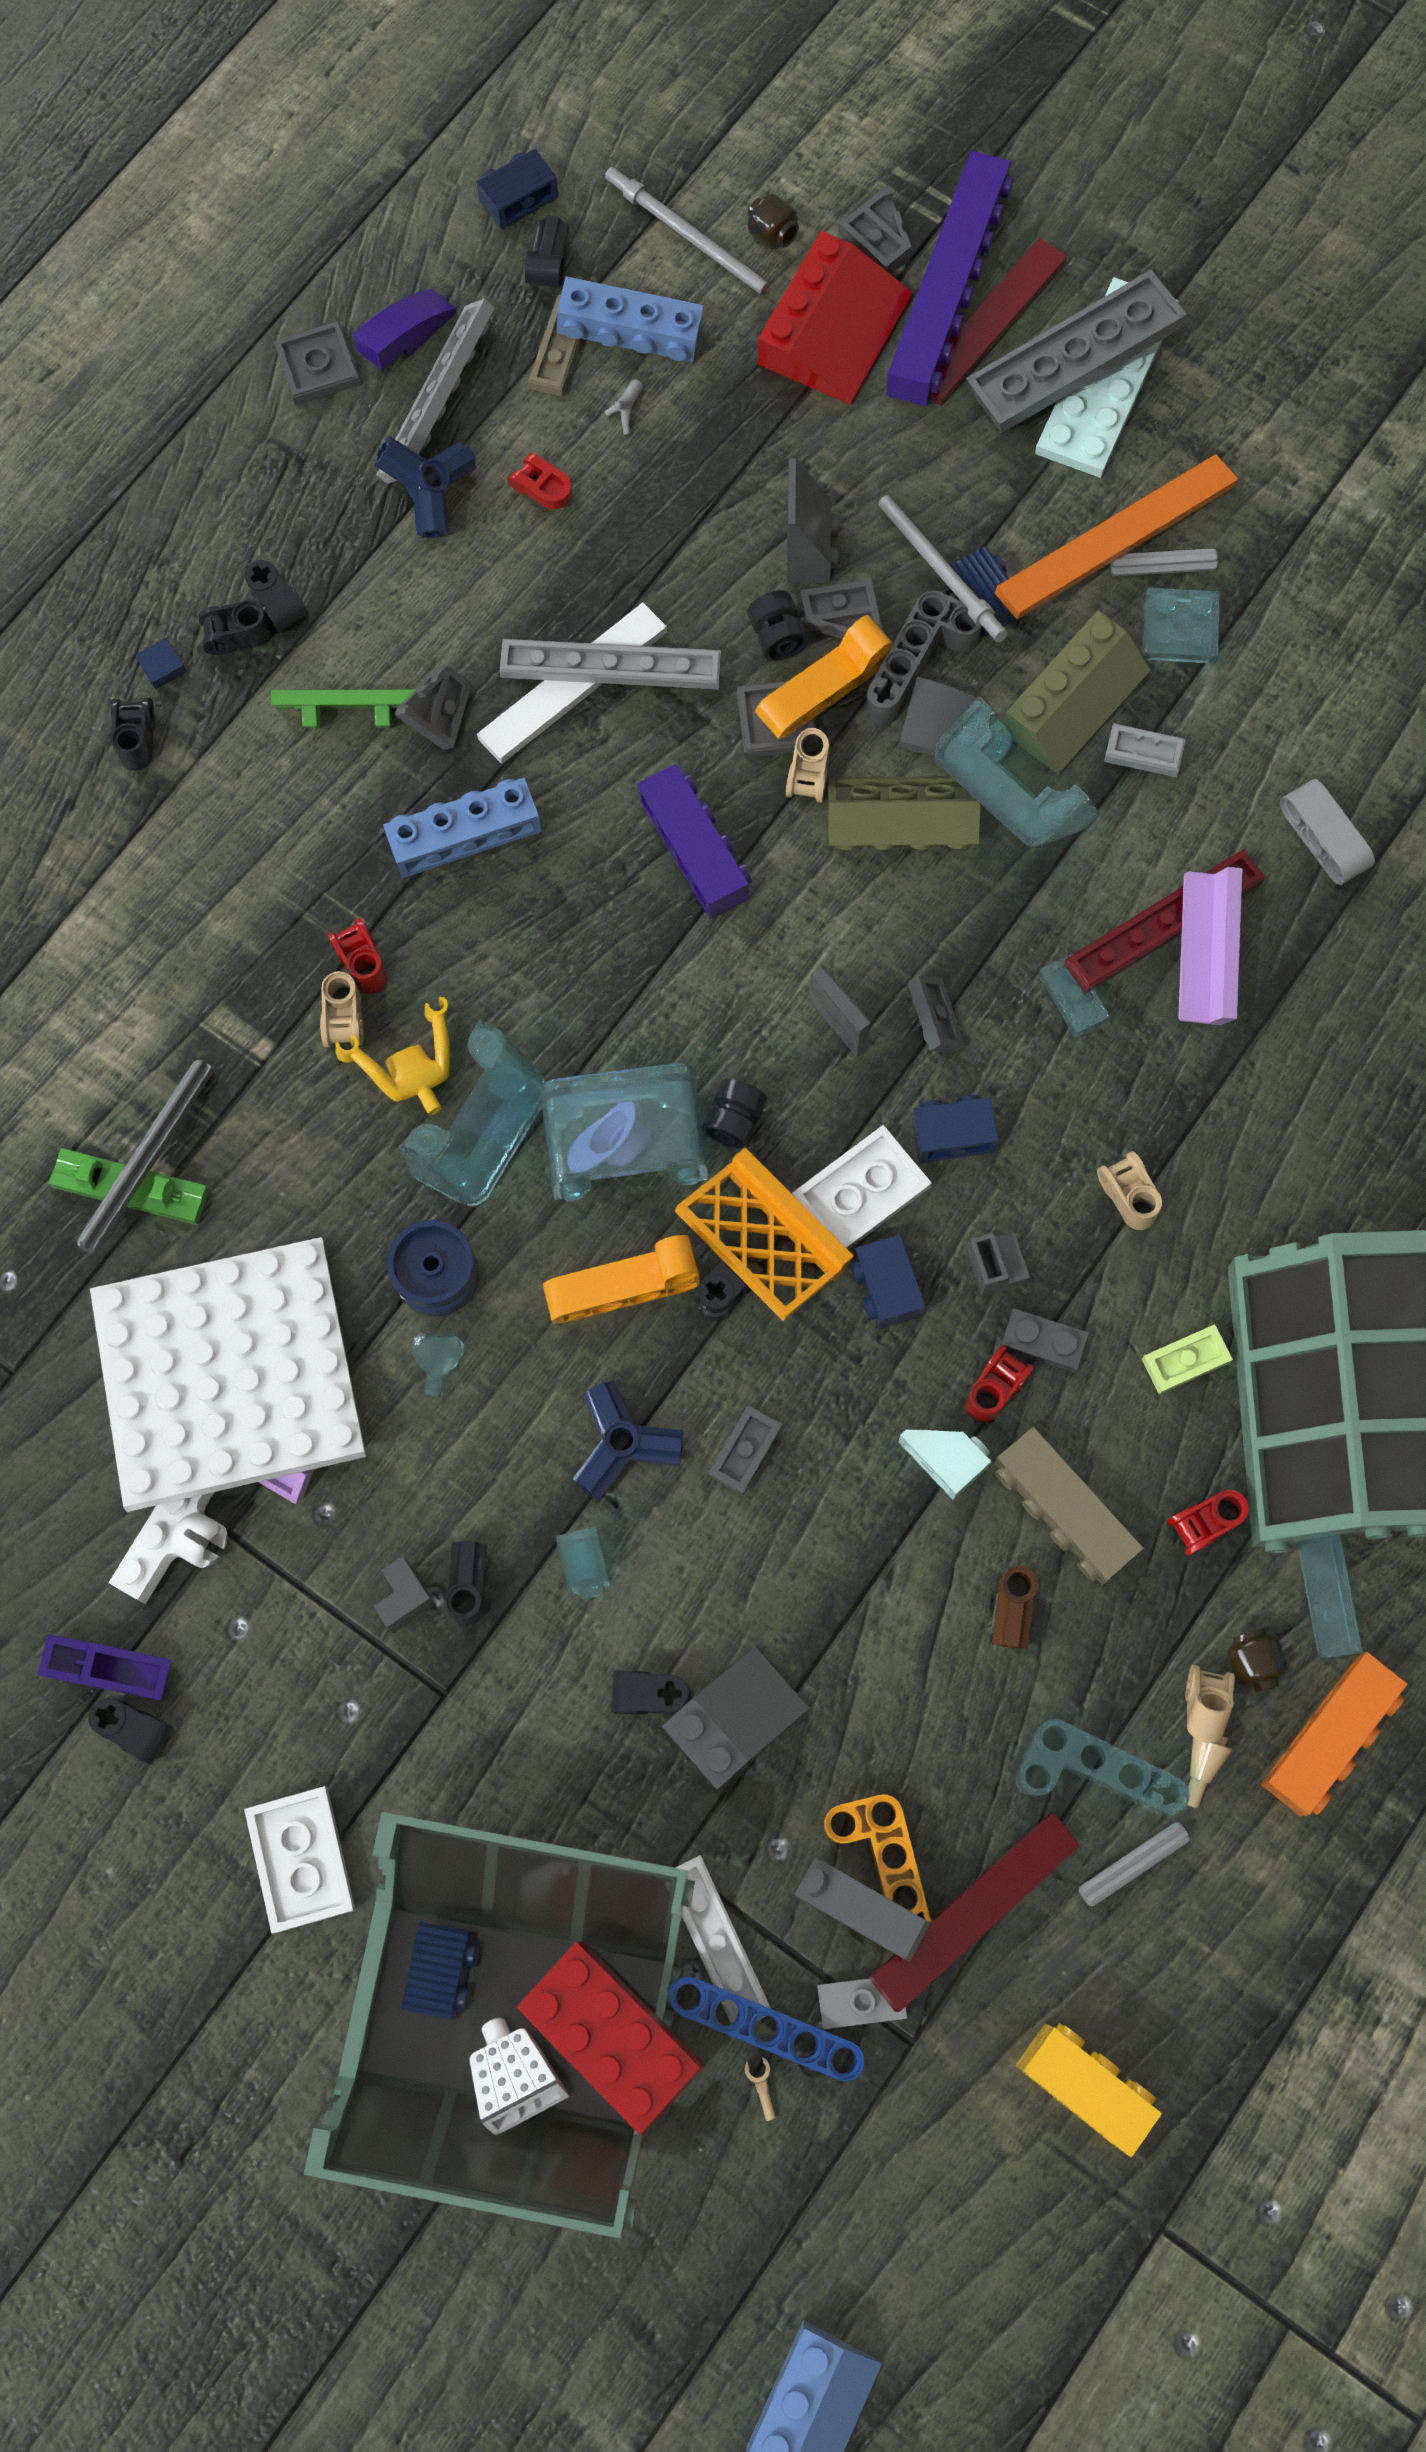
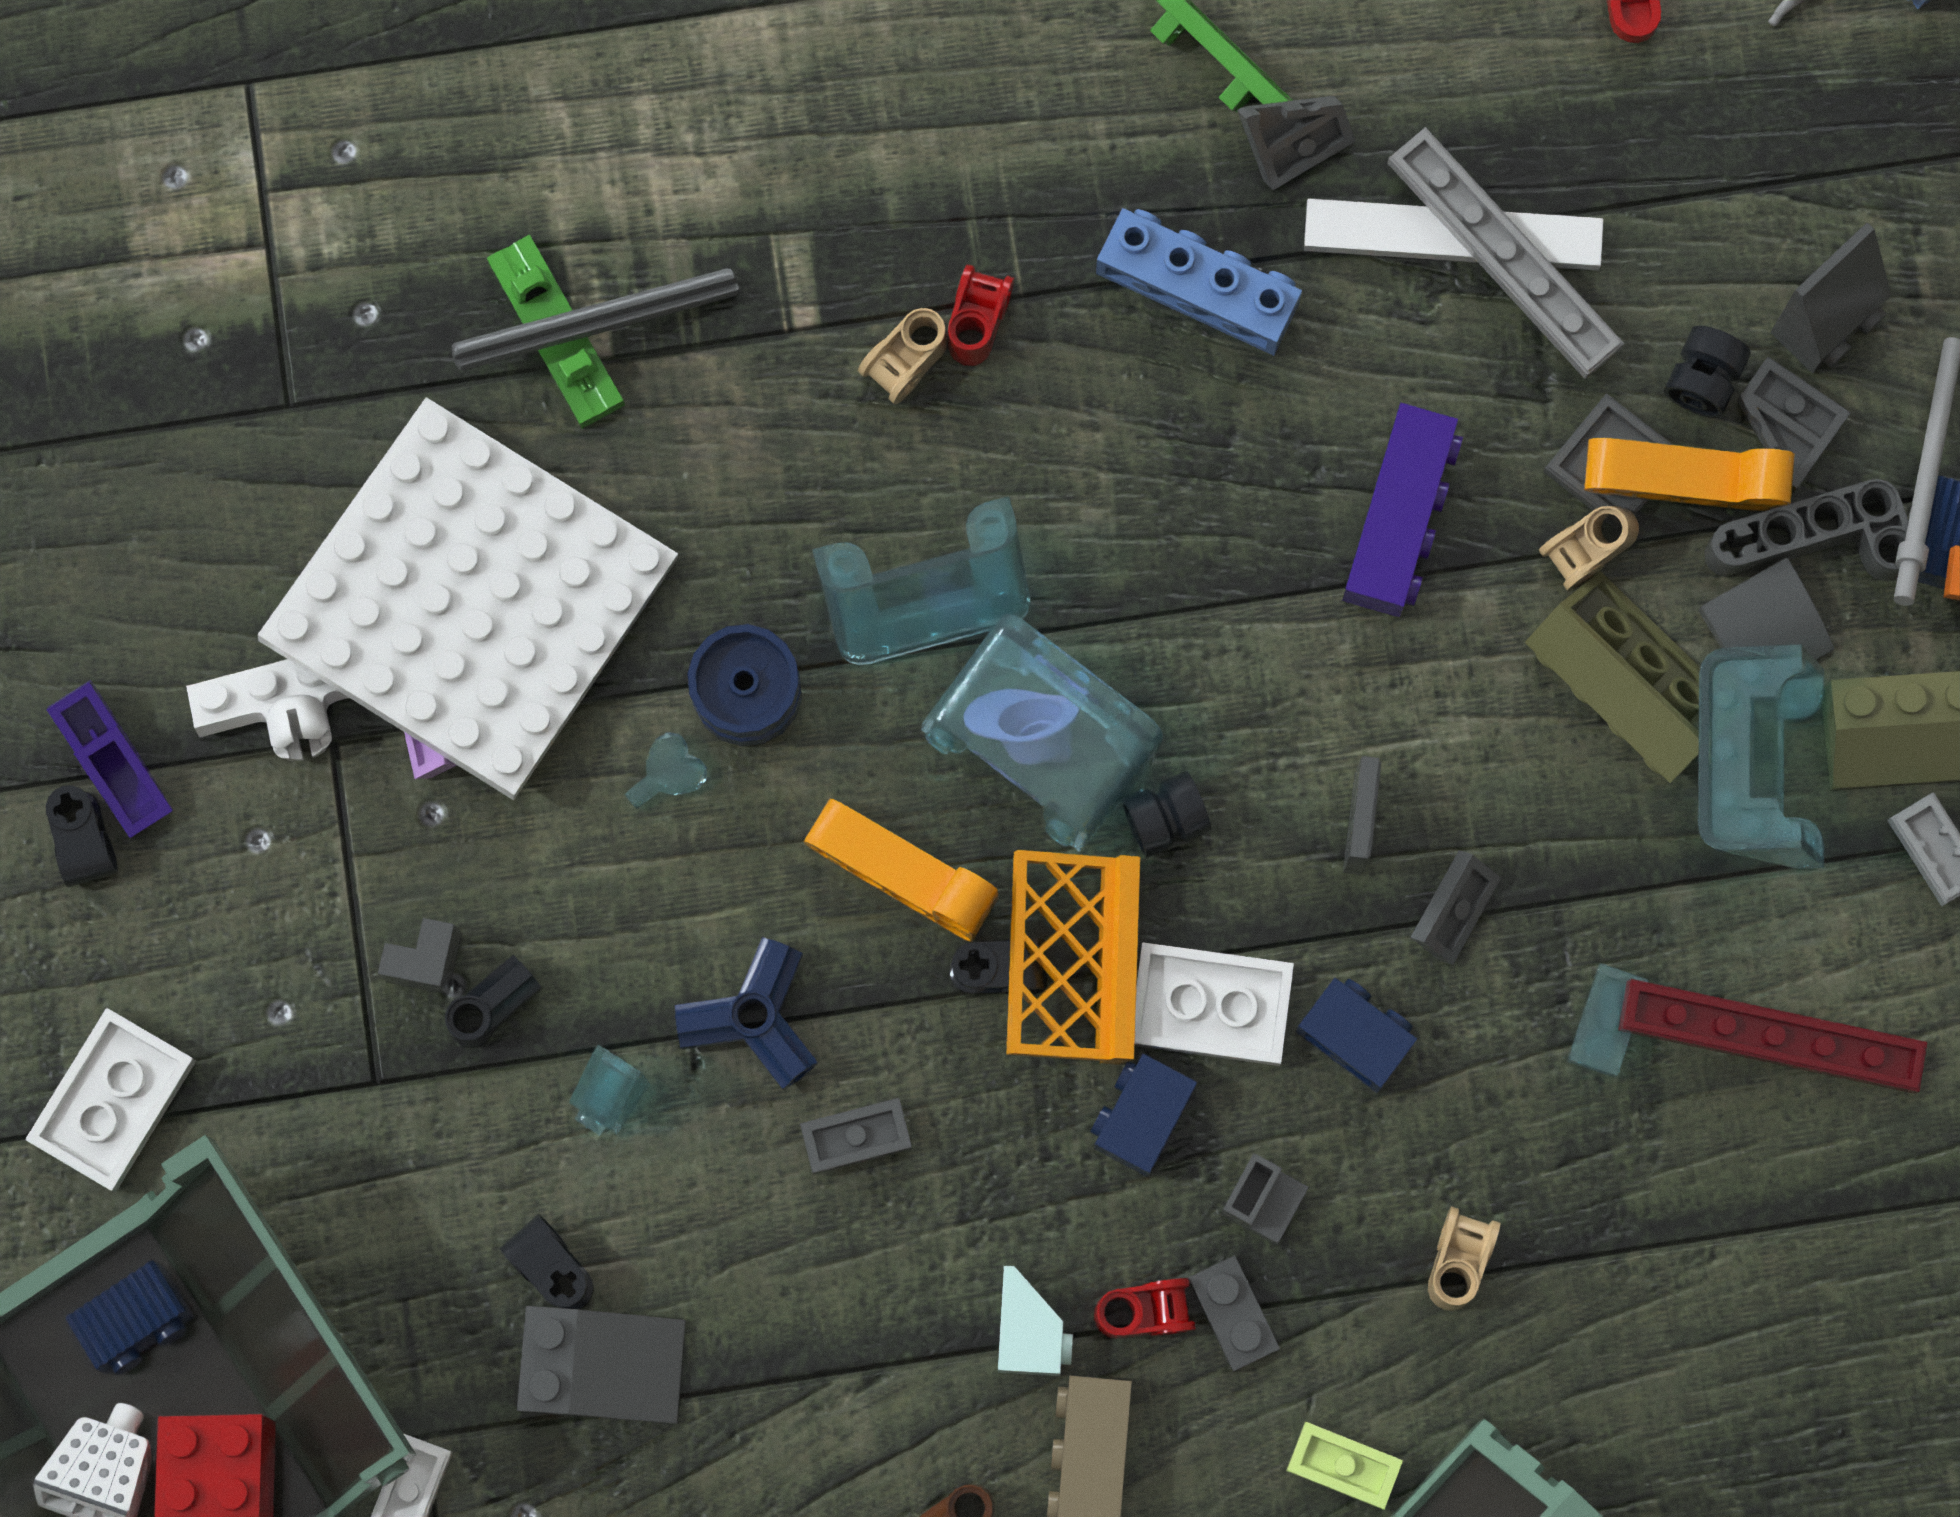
camera: 45 degrees right, 5 degrees up
(410, 1068) = (915, 473): yellow piece -> none
(1210, 946) = (1785, 1104): lavender panel -> none

